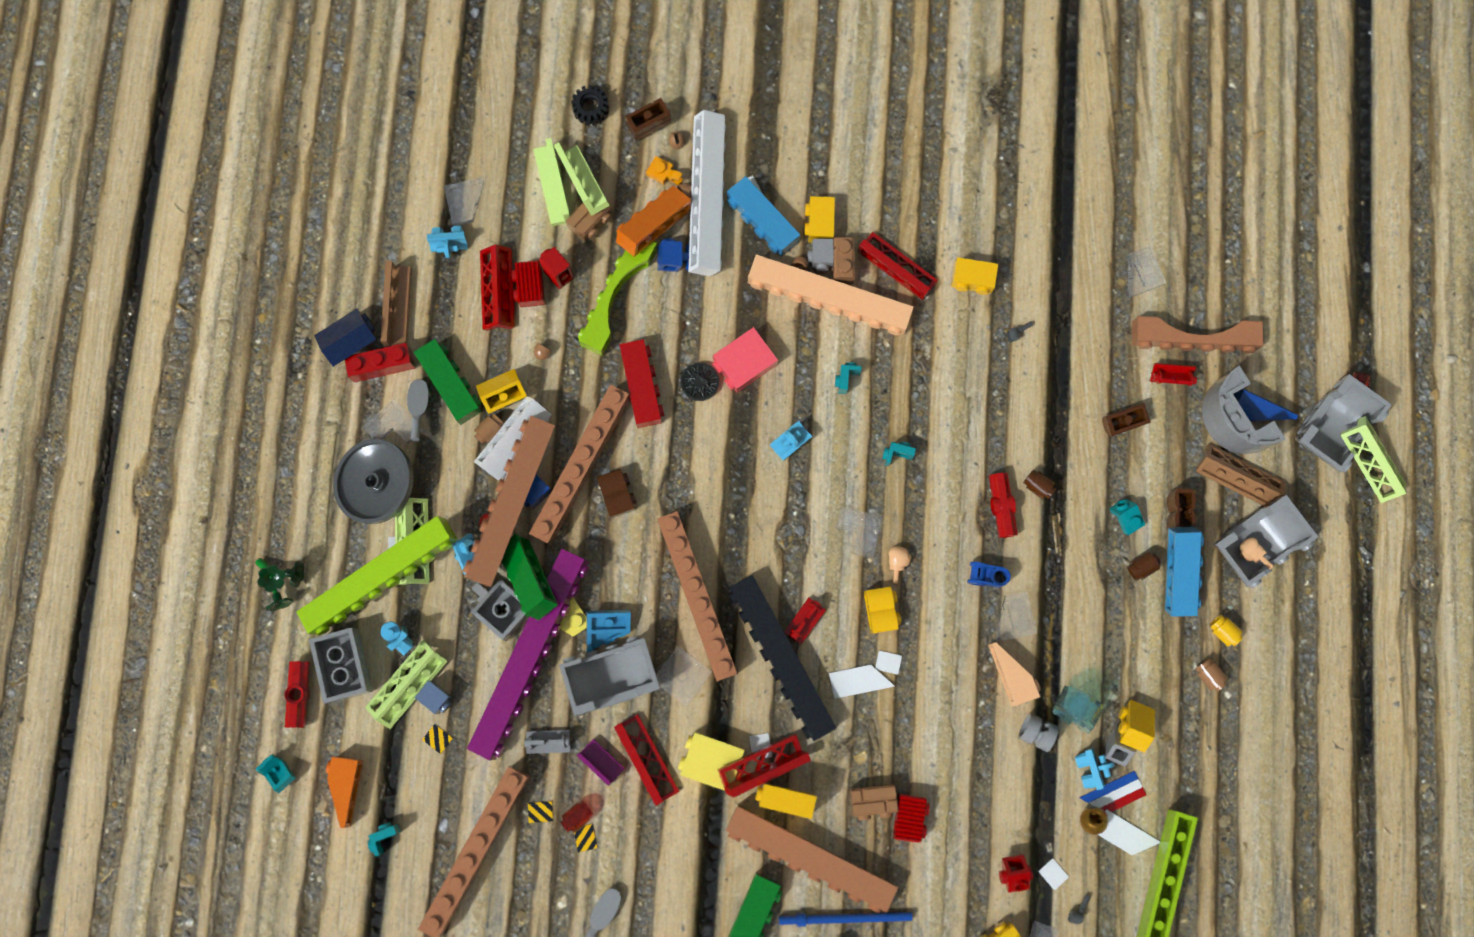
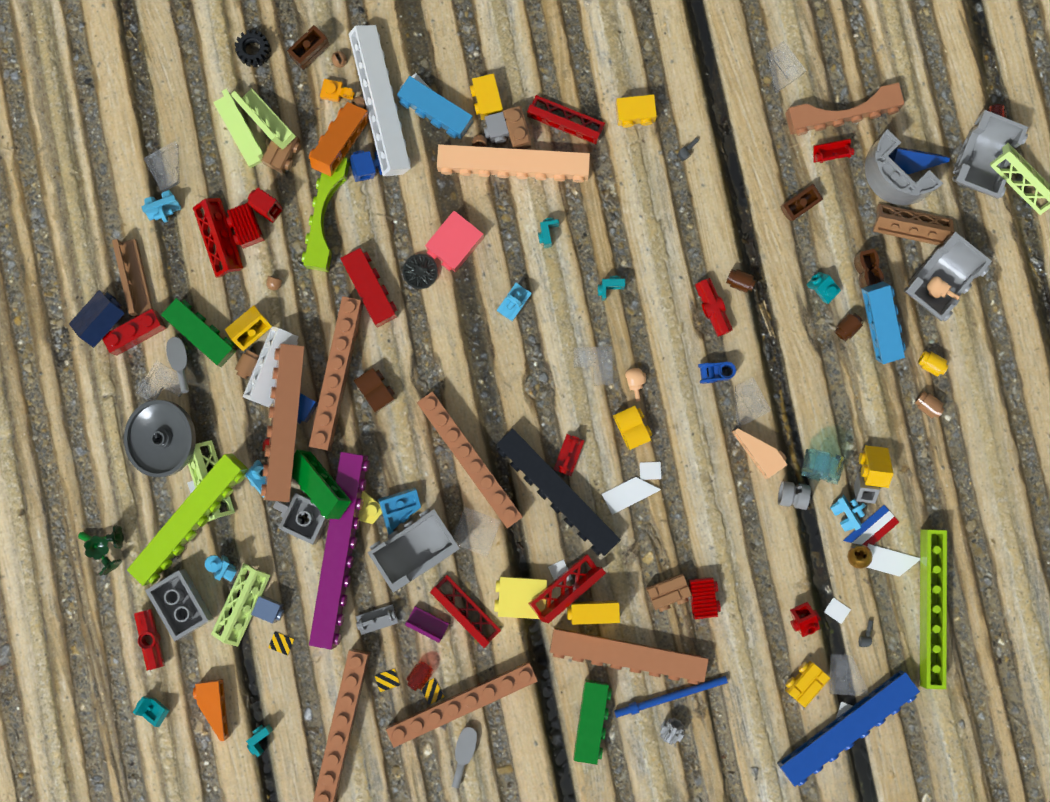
camera: 10 degrees left, 5 degrees up
(613, 861) = (461, 704): none -> nougat brick

